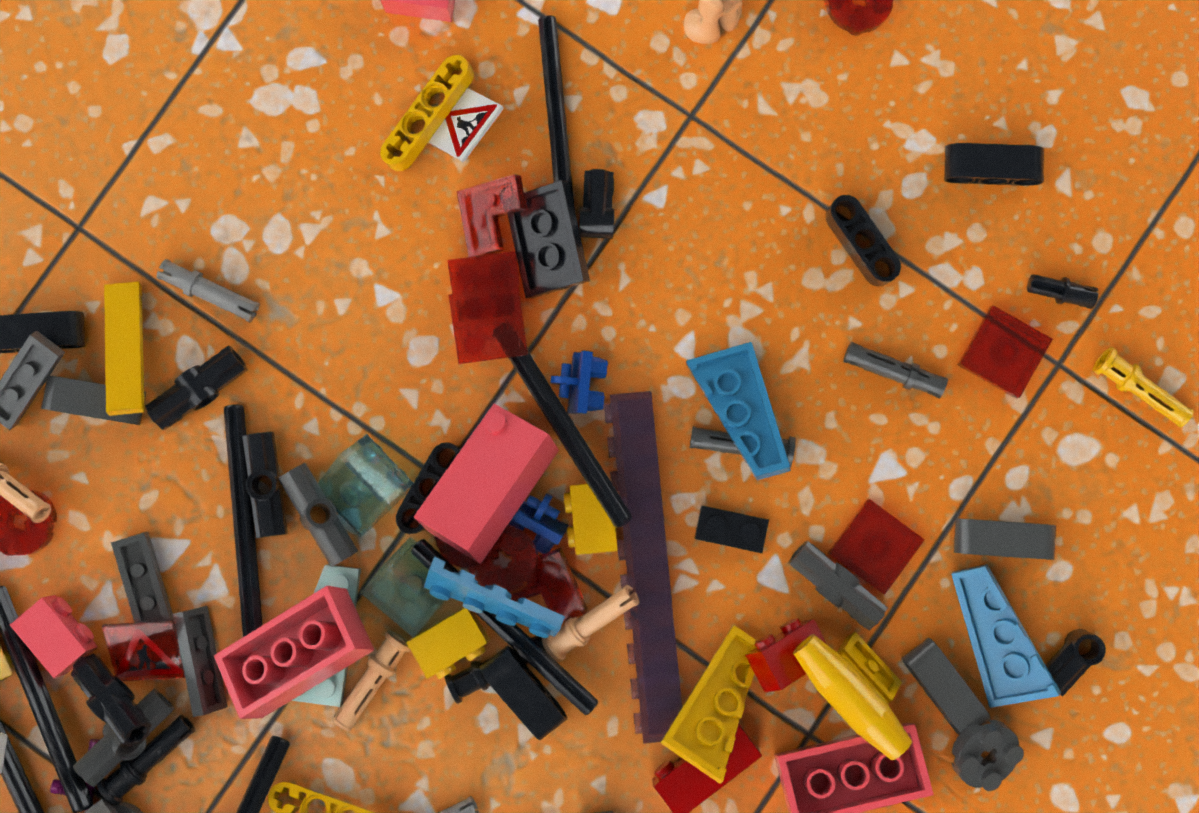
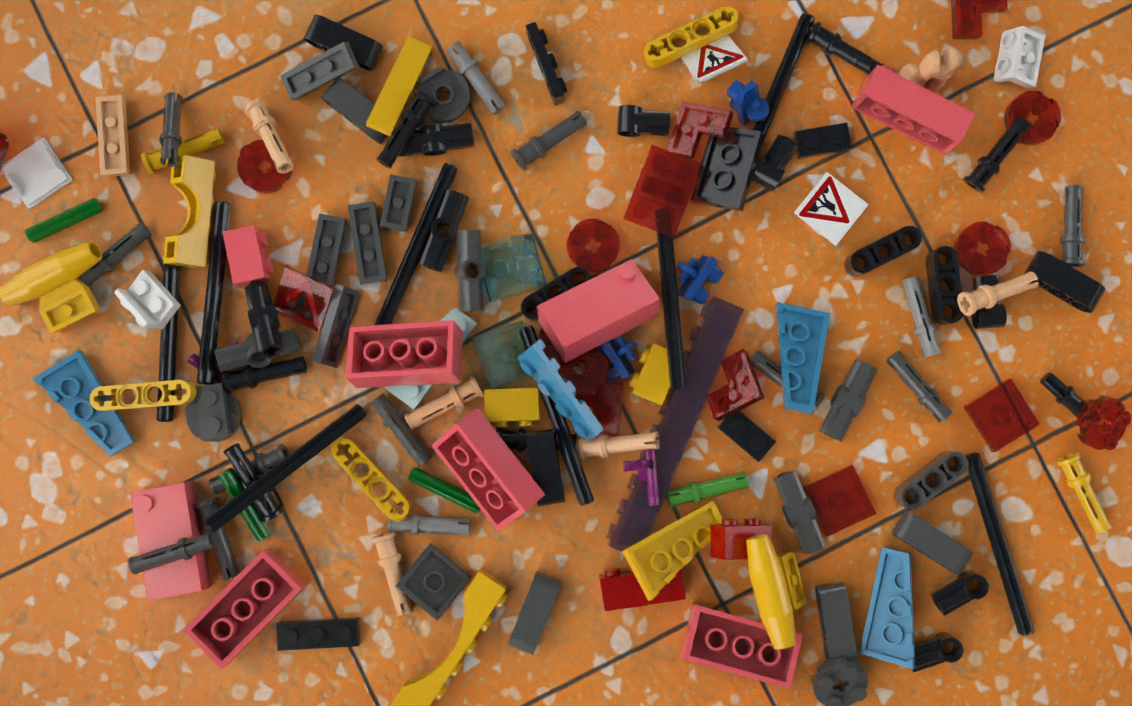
camera: 25 degrees right, 0 degrees up
(157, 380) = (411, 119): none -> black pin
(162, 336) = (458, 99): none -> dark grey plate
(185, 545) = (367, 243): none -> dark grey plate
(196, 481) = (398, 203): none -> dark grey plate
(278, 230) = (546, 63): none -> black plate
(299, 722) = (381, 404): none -> dark grey pin
(321, 330) = (537, 147): none -> dark grey pin
(415, 242) = (635, 121): none -> black piece
(423, 409) = (600, 232): none -> clear red plate
(425, 778) = (443, 489): none -> green axle
(459, 732) = (488, 469): none -> coral brick
(529, 153) = (747, 102): none -> blue hips
(593, 35) = (834, 45): none -> black pin
(639, 150) = (822, 140): none -> black plate
(642, 639) = (646, 474): none -> magenta hose
(689, 223) = (830, 208): none -> white piece
(698, 483) = (742, 387): none -> clear red plate
(719, 63) = (912, 109): none -> coral brick
(720, 616) = (706, 489): none -> bright green pin
(781, 225) = (891, 242): none -> black beam
(824, 428) = (848, 400): none -> dark grey piece
(840, 76) = (989, 165): none -> black pin
(866, 301) = (921, 317): none -> light grey pin
(880, 156) = (985, 233): none -> clear red plate
(916, 228) = (987, 296): none -> light nougat pin
(925, 241) = (992, 317): none -> black piece
(977, 110) = (1073, 239): none -> dark grey pin
(978, 458) = (943, 479): none -> dark grey beam
(1062, 581) = (957, 593): none -> black piece
(1080, 498) = (999, 544): none -> black axle
(1136, 296) = (1114, 426): none -> clear red plate

